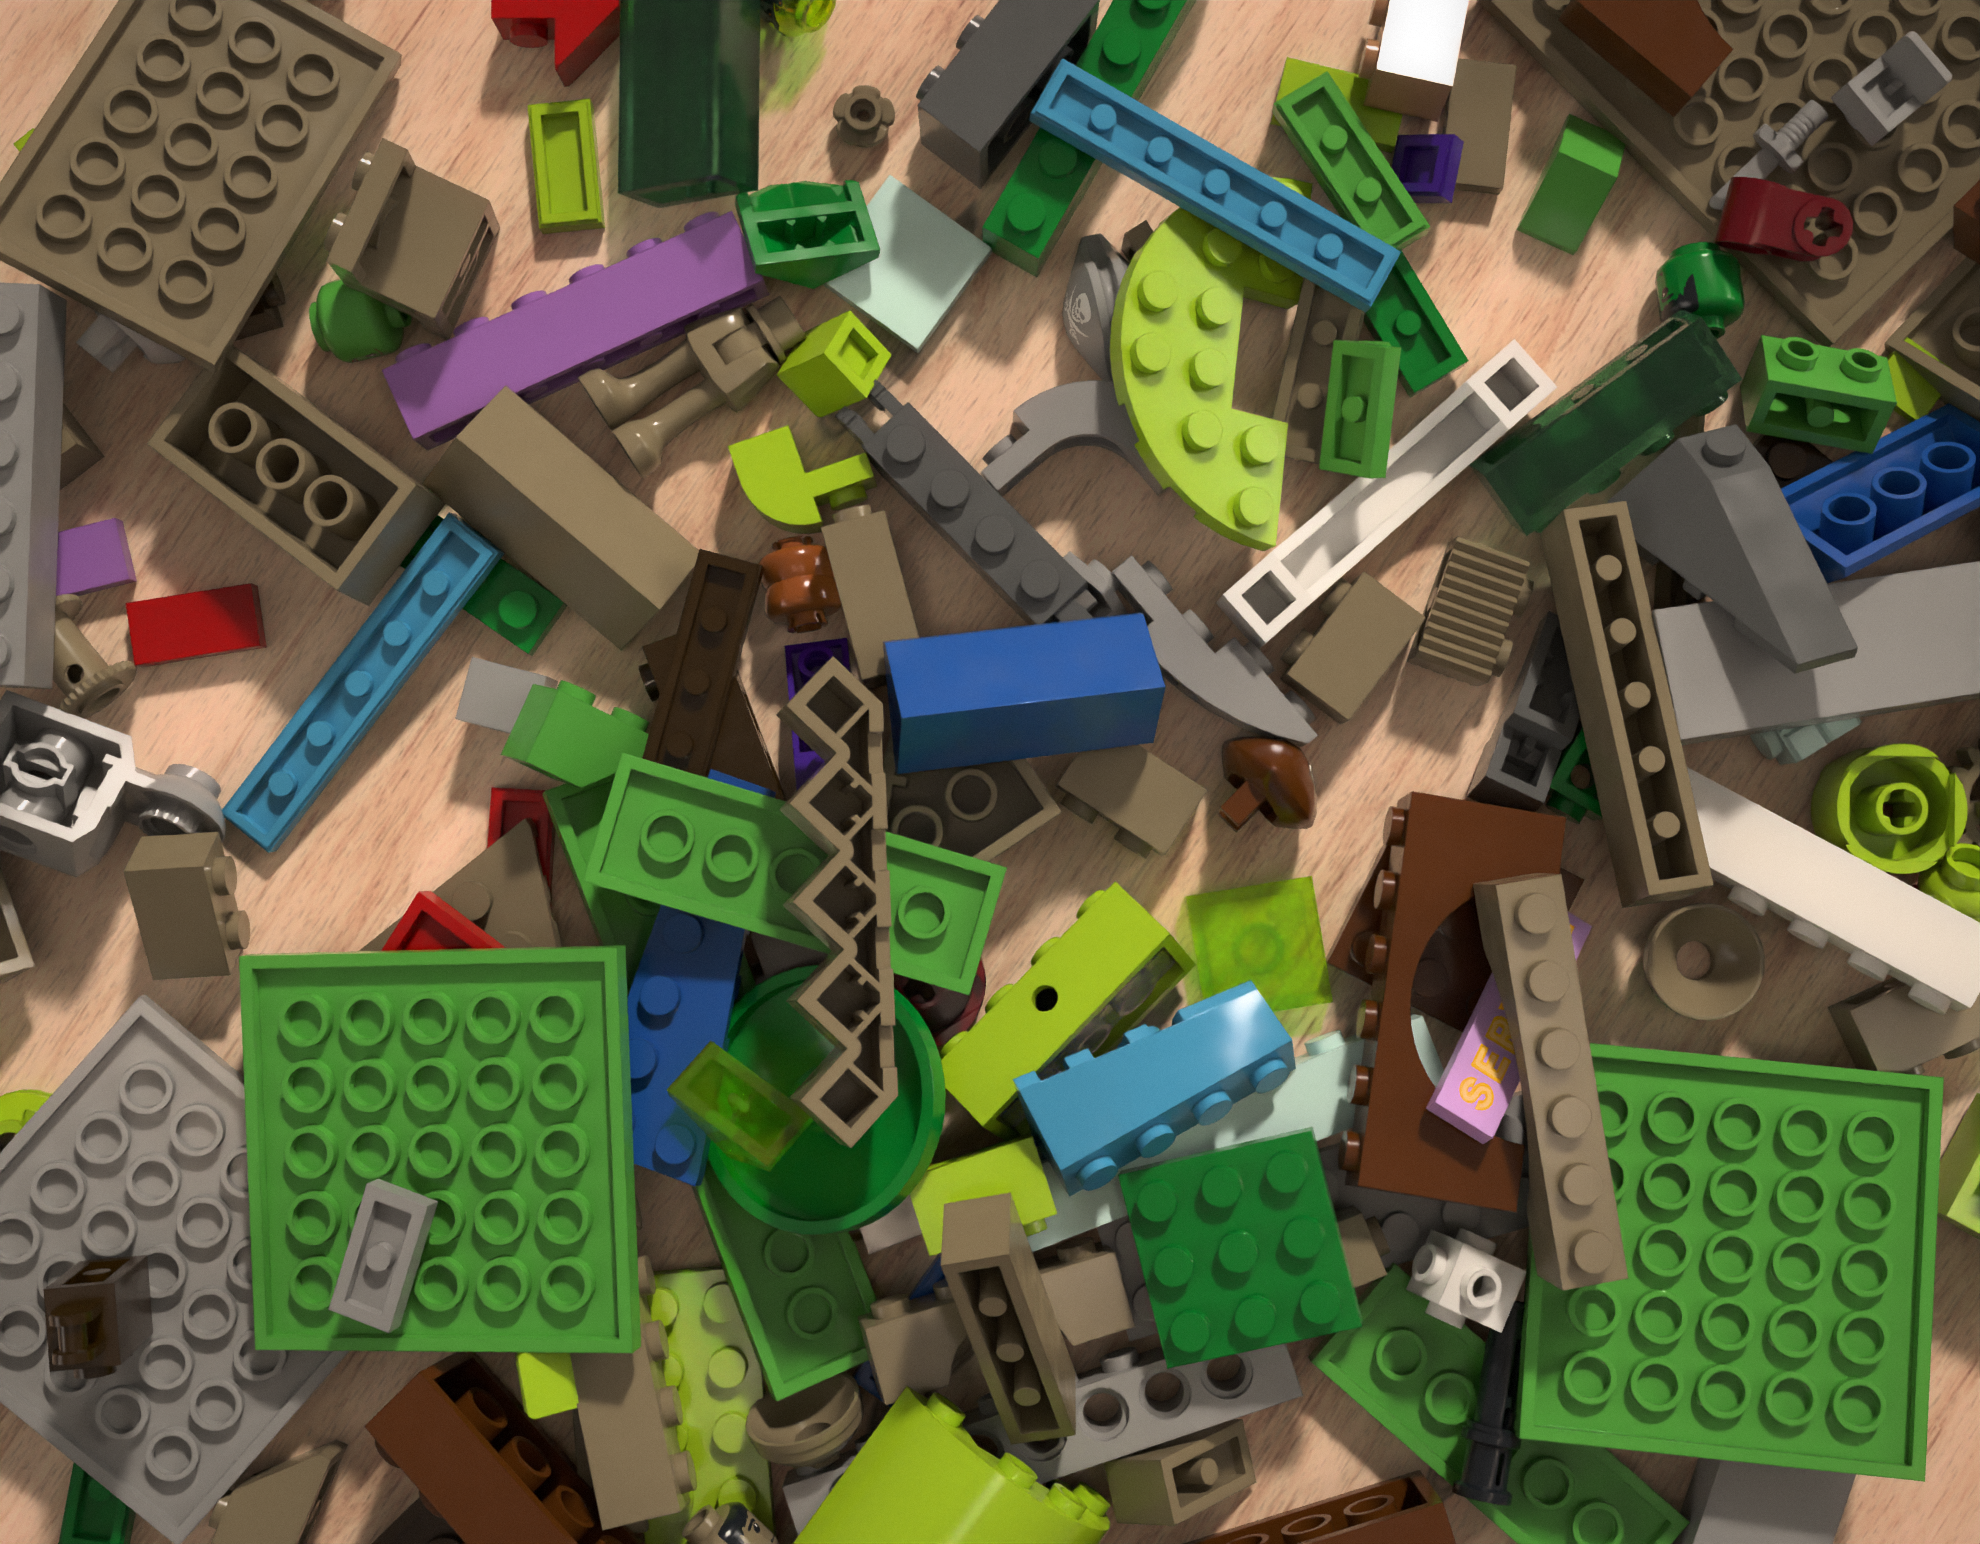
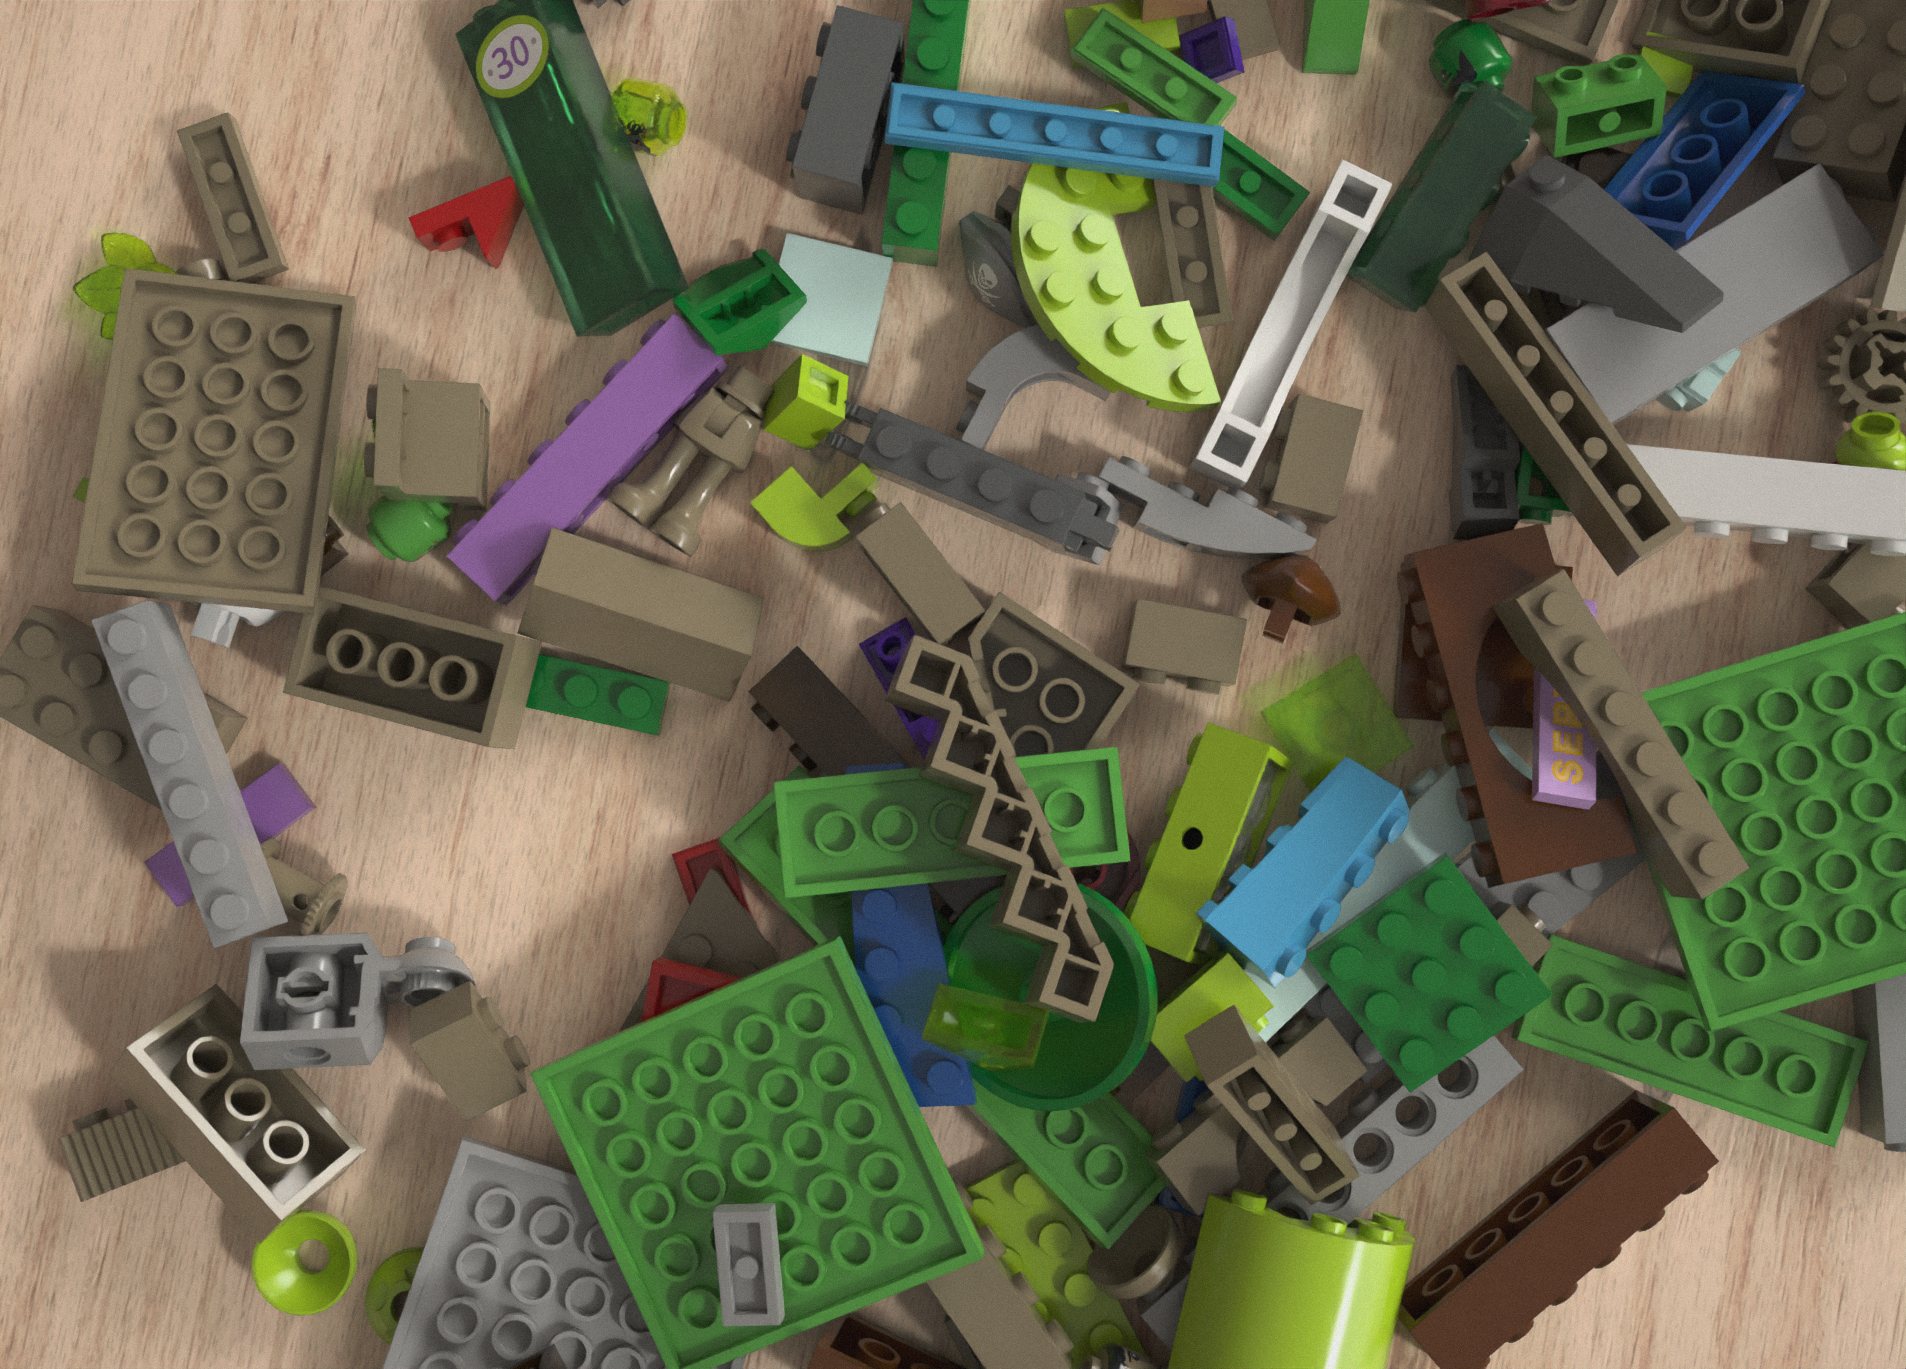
camera: 25 degrees left, 0 degrees up
(196, 625) = (379, 822): red tile -> none
(362, 682) = (533, 813): dark azure tile -> none
(496, 694) = (658, 778): light grey brick -> none
(546, 1383) = (919, 1312): lime slope -> none
(566, 166) = (523, 332): lime tile -> none
(572, 739) = (726, 788): bright green slope -> none
(703, 662) = (803, 683): dark brown tile -> none
(799, 585) = (852, 589): dark orange piece -> none
(868, 132) = (751, 208): dark tan plate -> none
(1022, 692) = (1071, 601): blue slope -> none
(1181, 1475) = (1451, 1175): dark tan slope -> none
(1360, 408) = (1242, 264): bright green panel -> none
(1465, 1280) = (1614, 924): white brick -> none
(1471, 612) = (1395, 391): dark tan brick -> none
(1492, 1430) = (1684, 1033): black pin -> none
(1734, 967) = (1719, 585): dark tan piece -> none
(1925, 802) = (1815, 390): lime brick -> none

